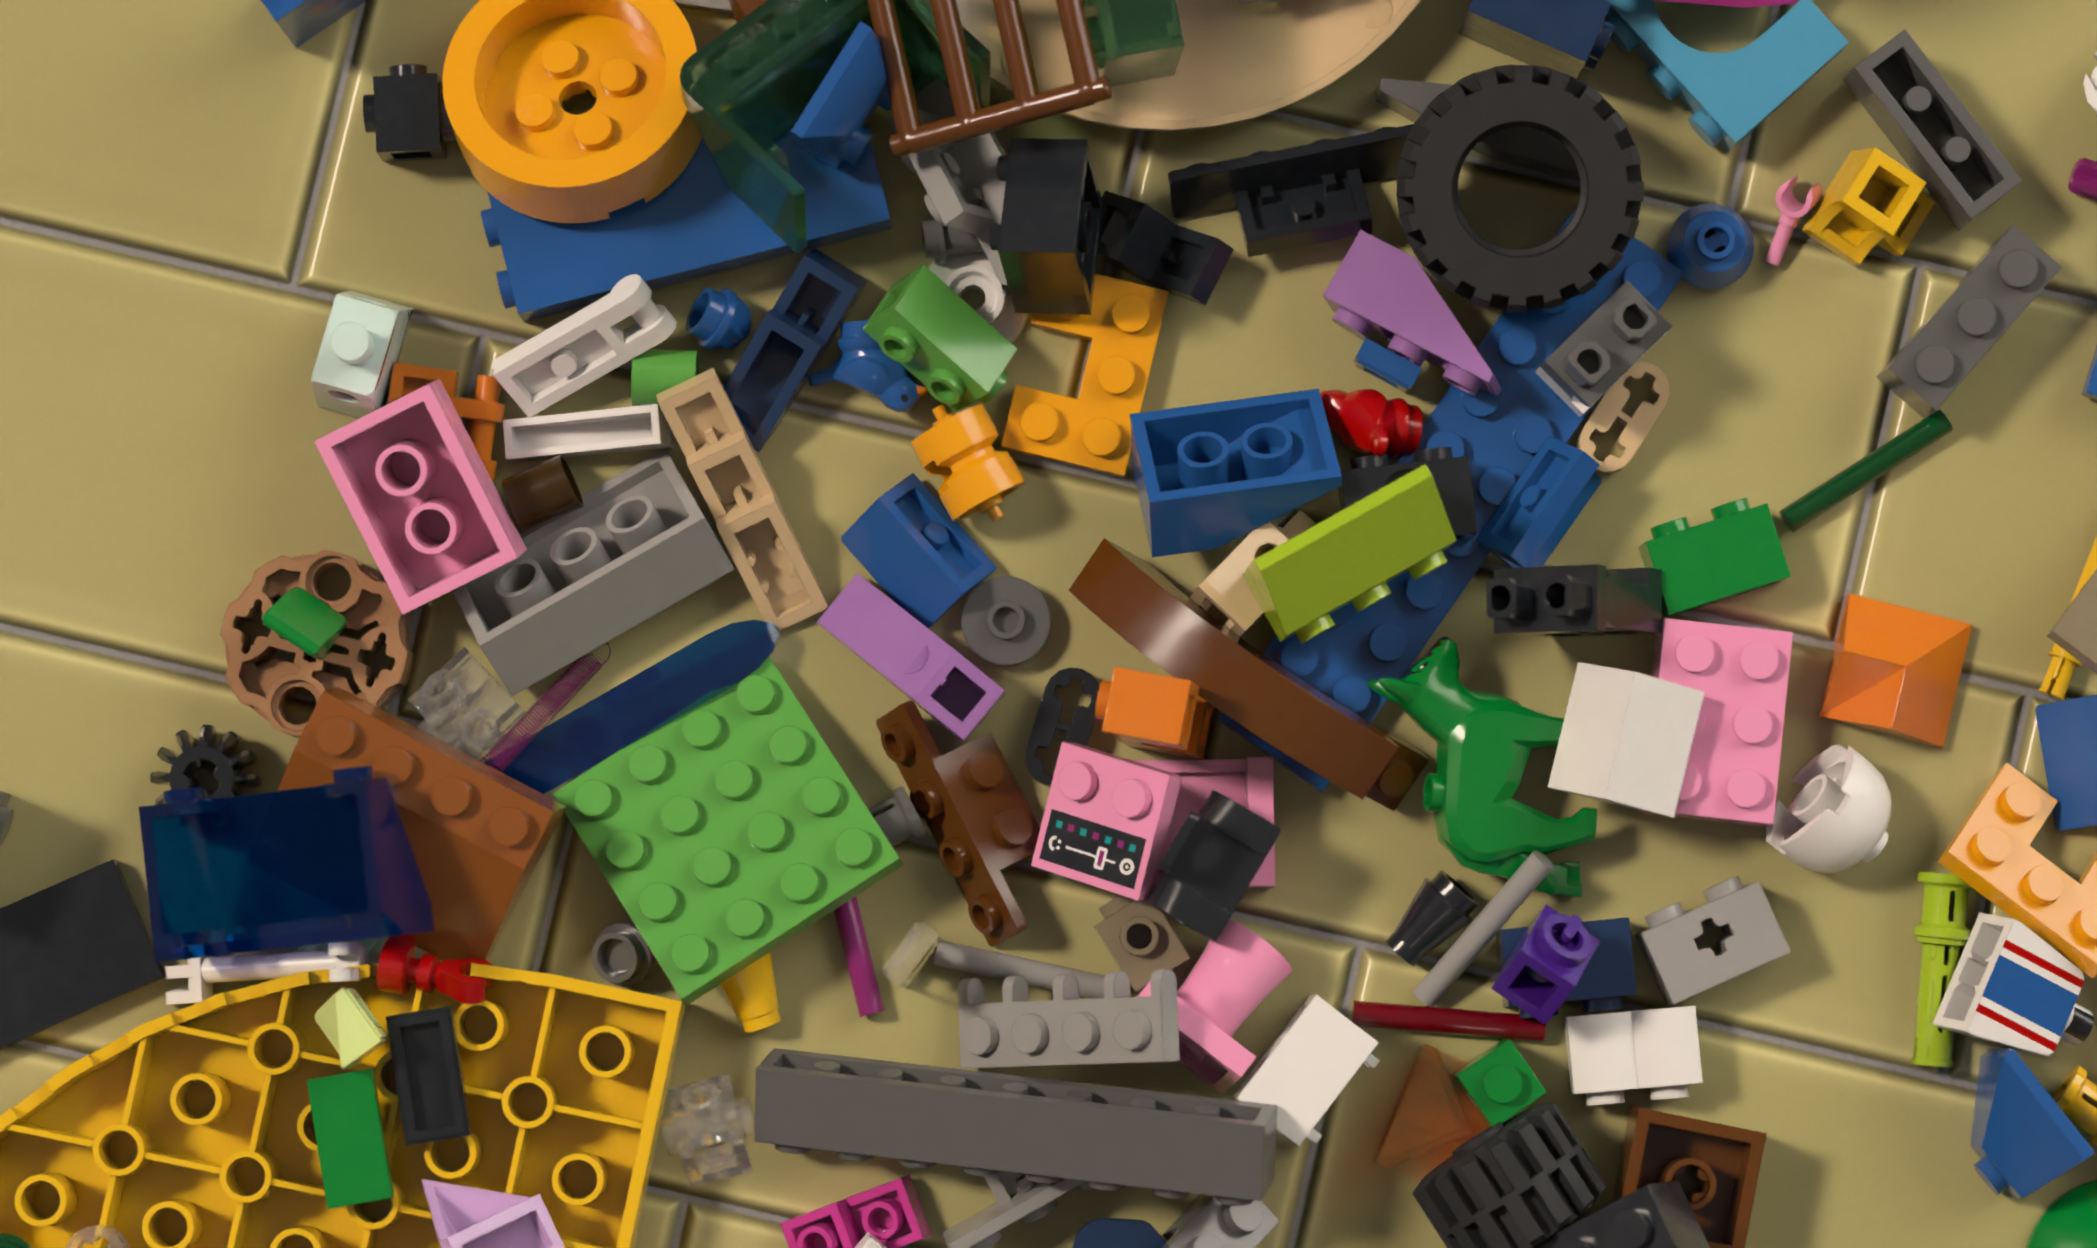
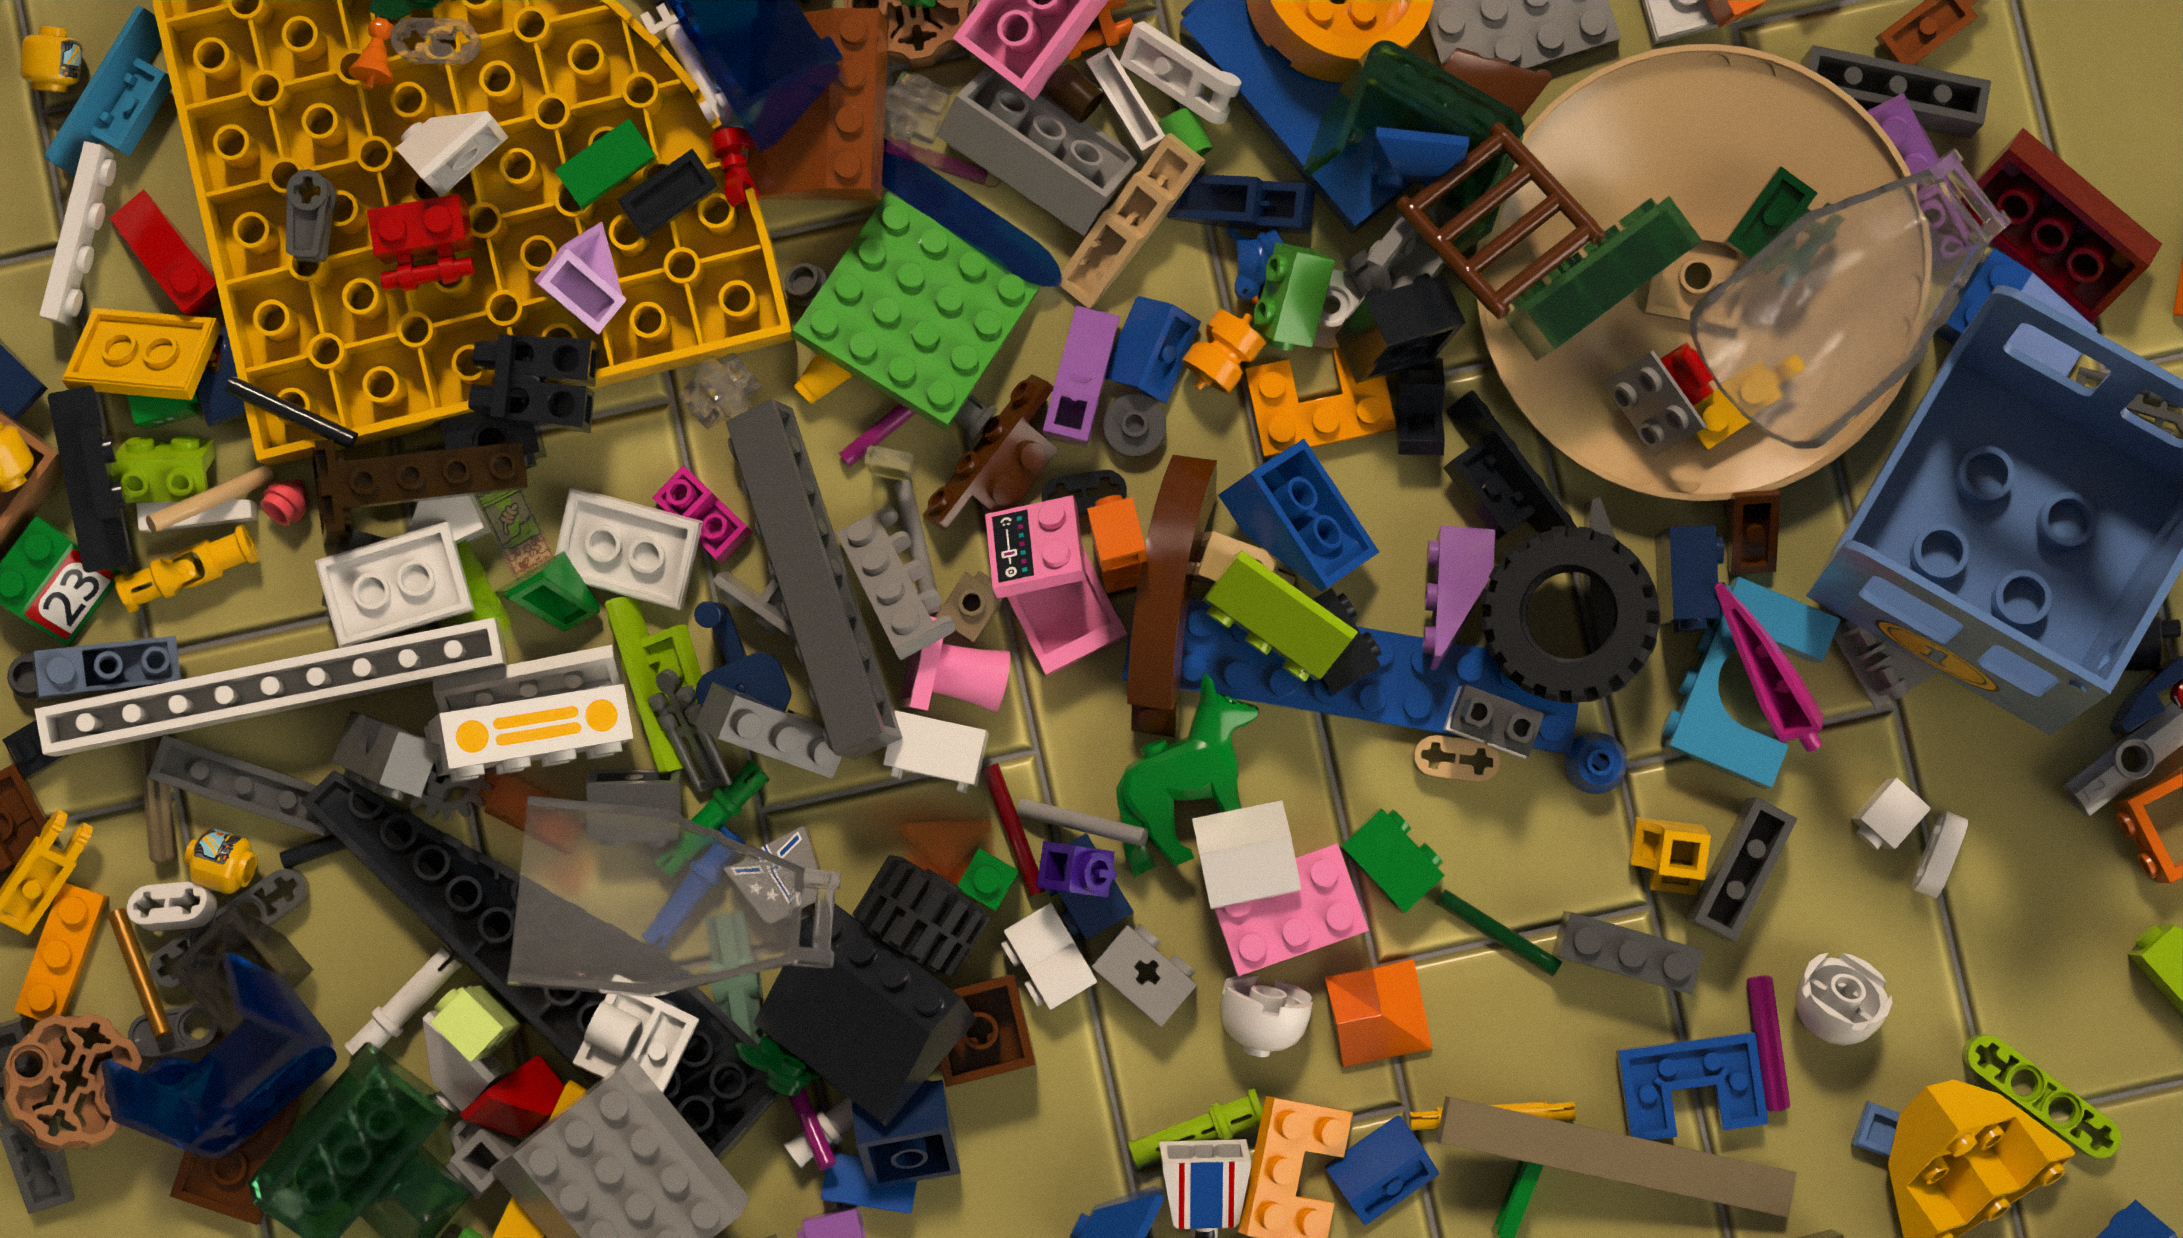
camera: 70 degrees right, 0 degrees up
(350, 1027) = (675, 130): yellowish green slope -> none
(719, 319) = (1239, 152): blue plate -> none
(1212, 864) = (1038, 624): black piece -> none
(1372, 422) = (1374, 597): red animal -> none
(1387, 365) = (1416, 590): blue tile -> none
(1432, 917) = (1075, 787): black cone -> none
(1541, 505) = (1372, 732): blue panel -> none
(1575, 601) = (1320, 778): black hips -> none
(1791, 212) = (1644, 804): bright pink hand -> none

